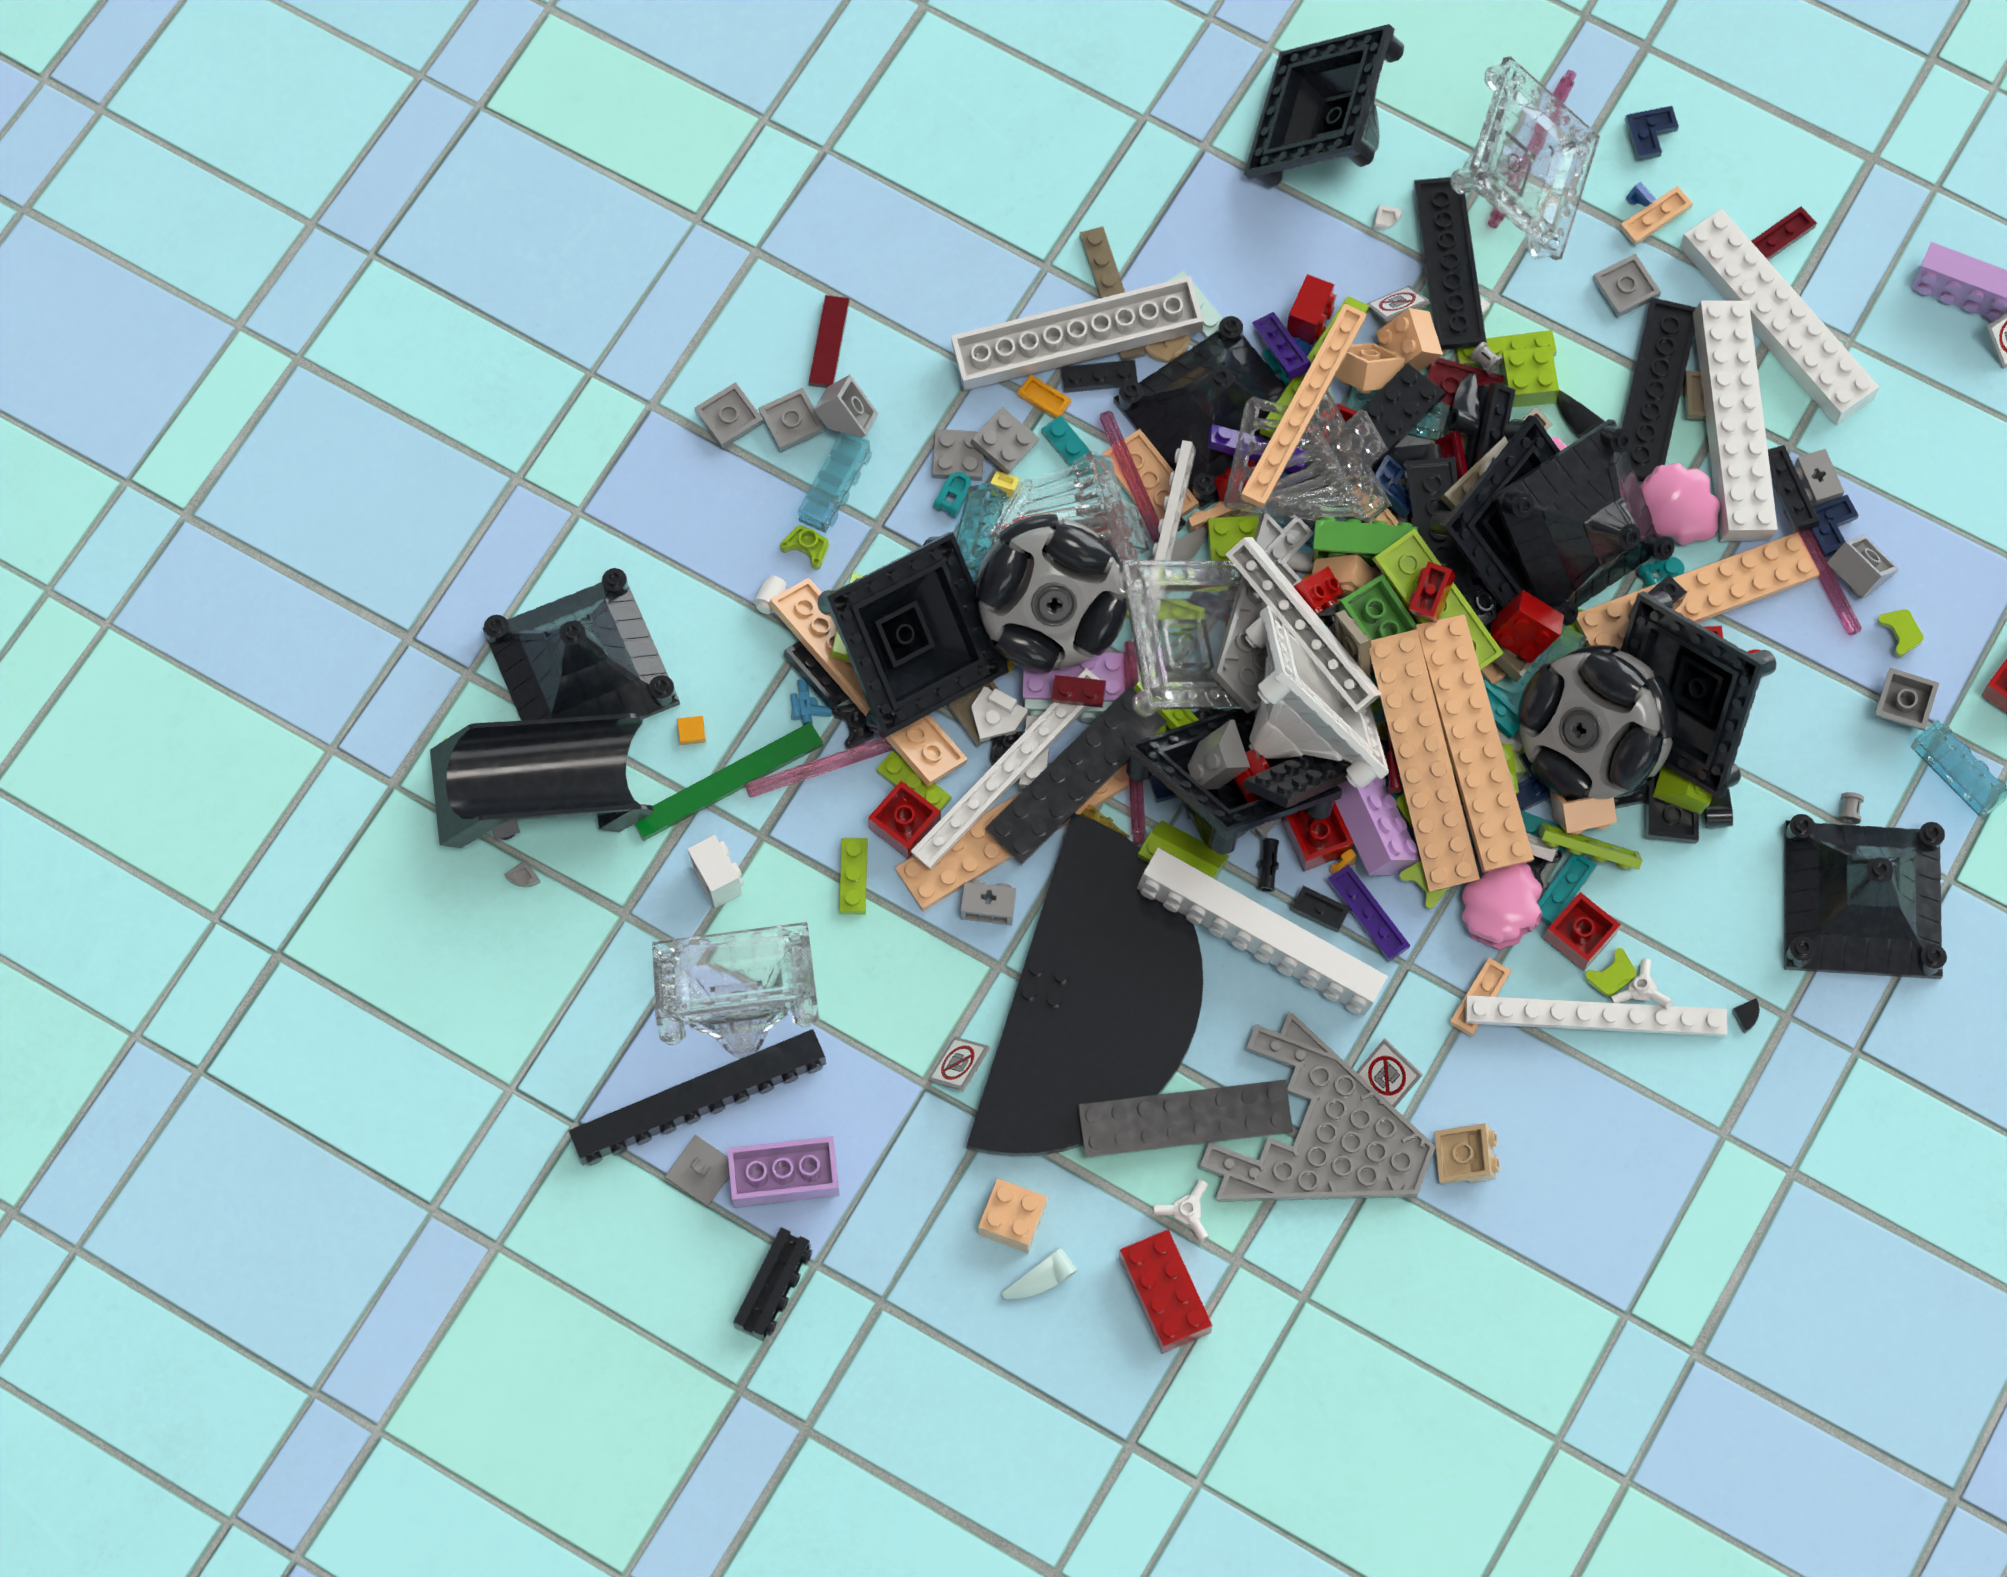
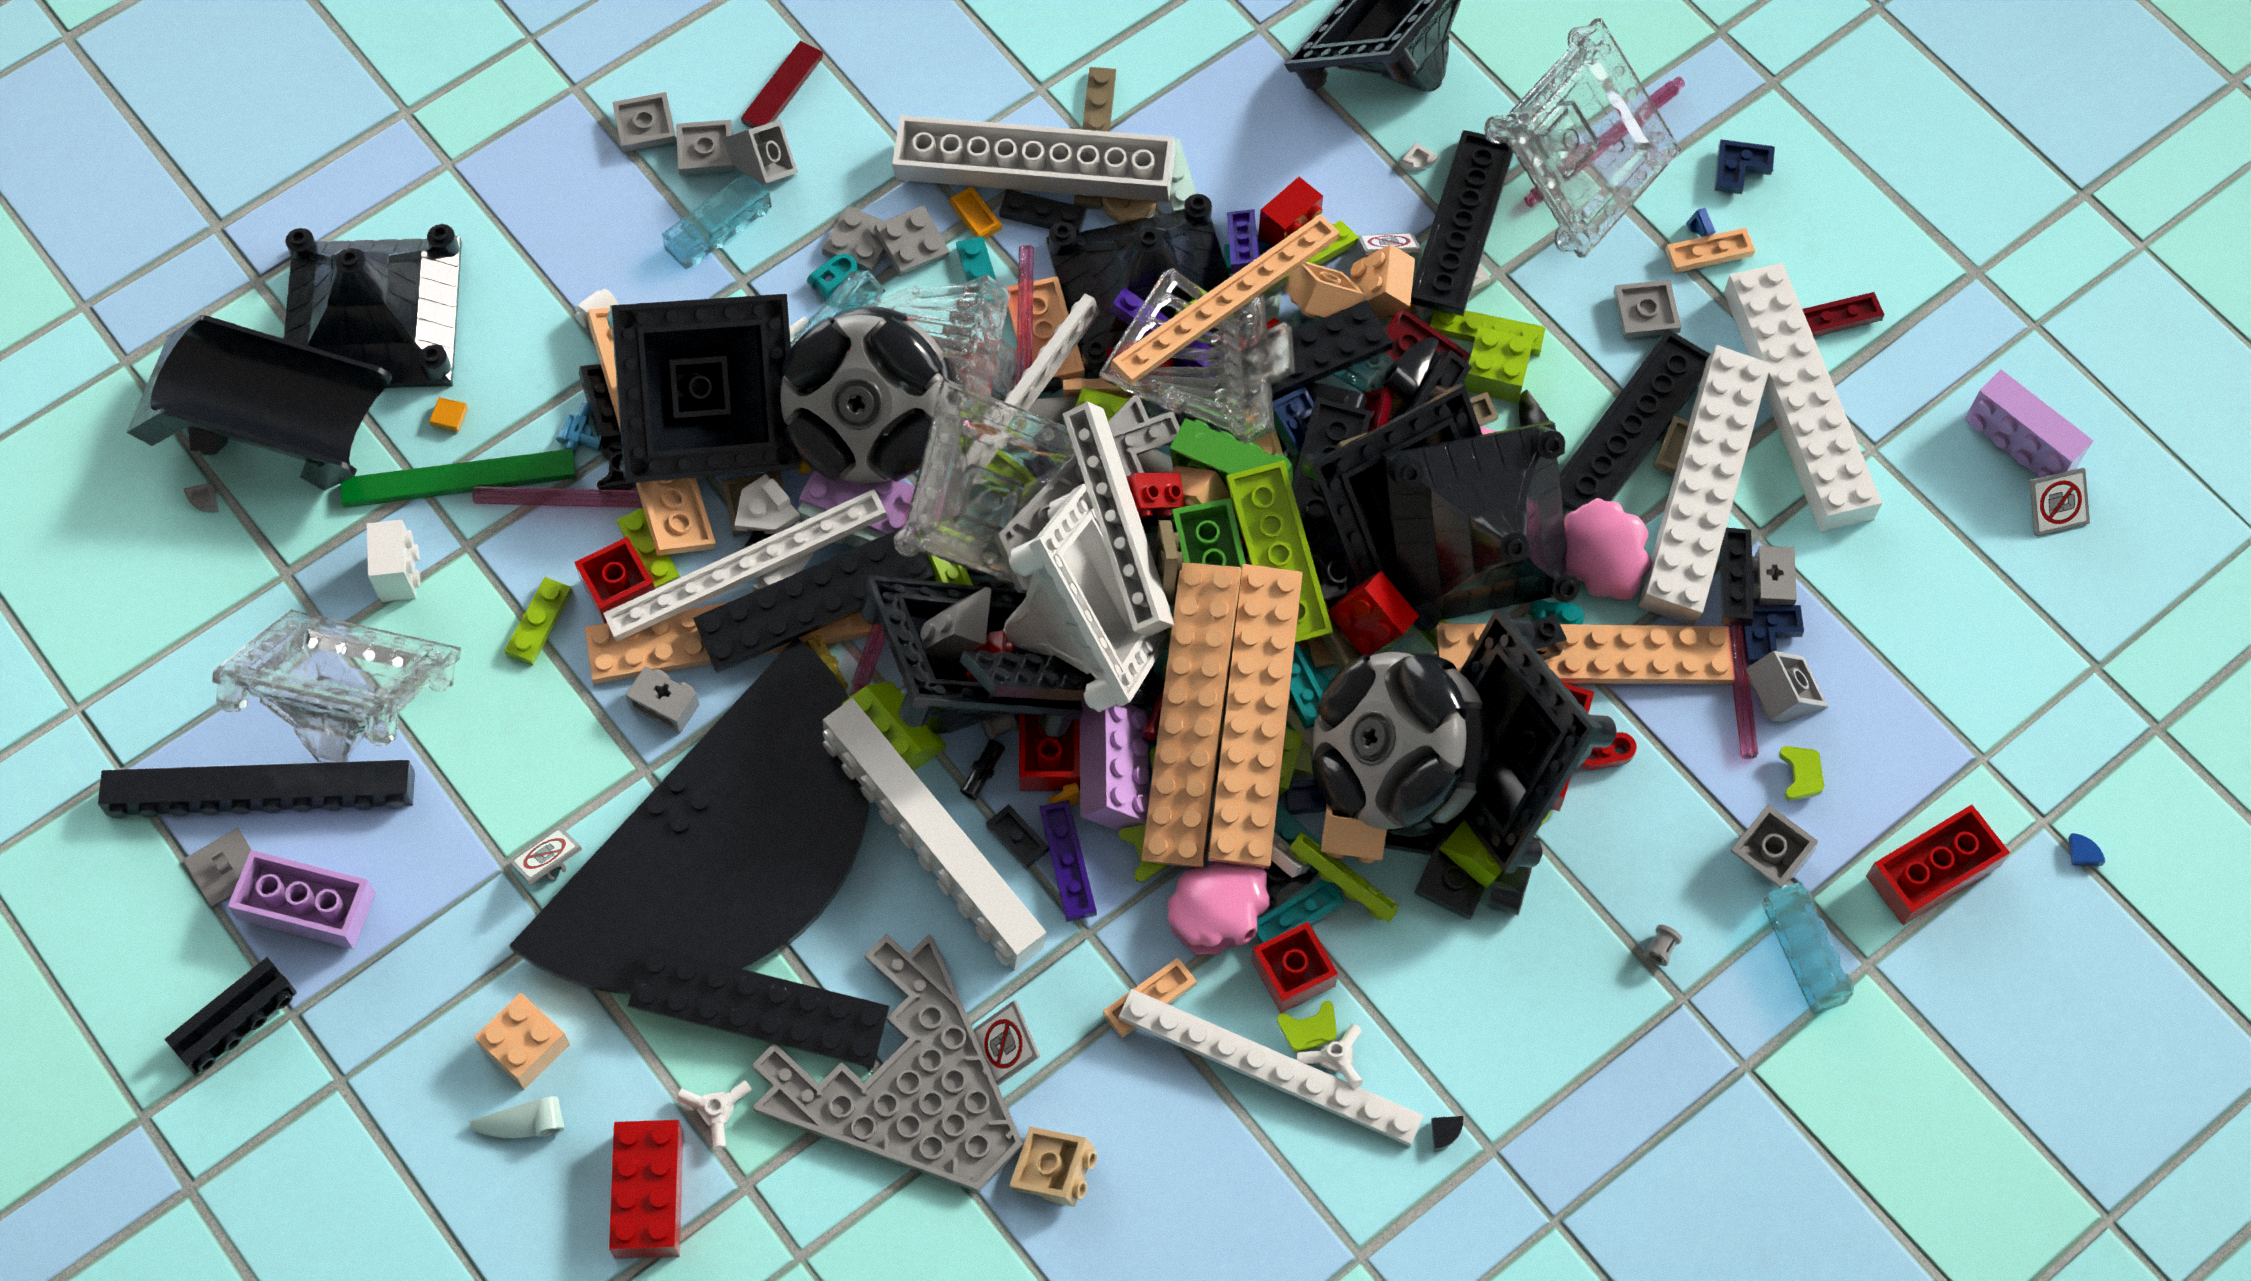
camera: 20 degrees right, 5 degrees down
(807, 542) = (662, 272): lime piece -> none
(1005, 482) = (891, 281): light yellow plate -> none
(1078, 691) = (853, 509): dark red plate -> none
(1432, 591) = (1272, 532): red brick -> none
(1486, 358) = (1456, 334): light grey bush -> none
(1863, 899) = (1635, 1052): black piece -> none

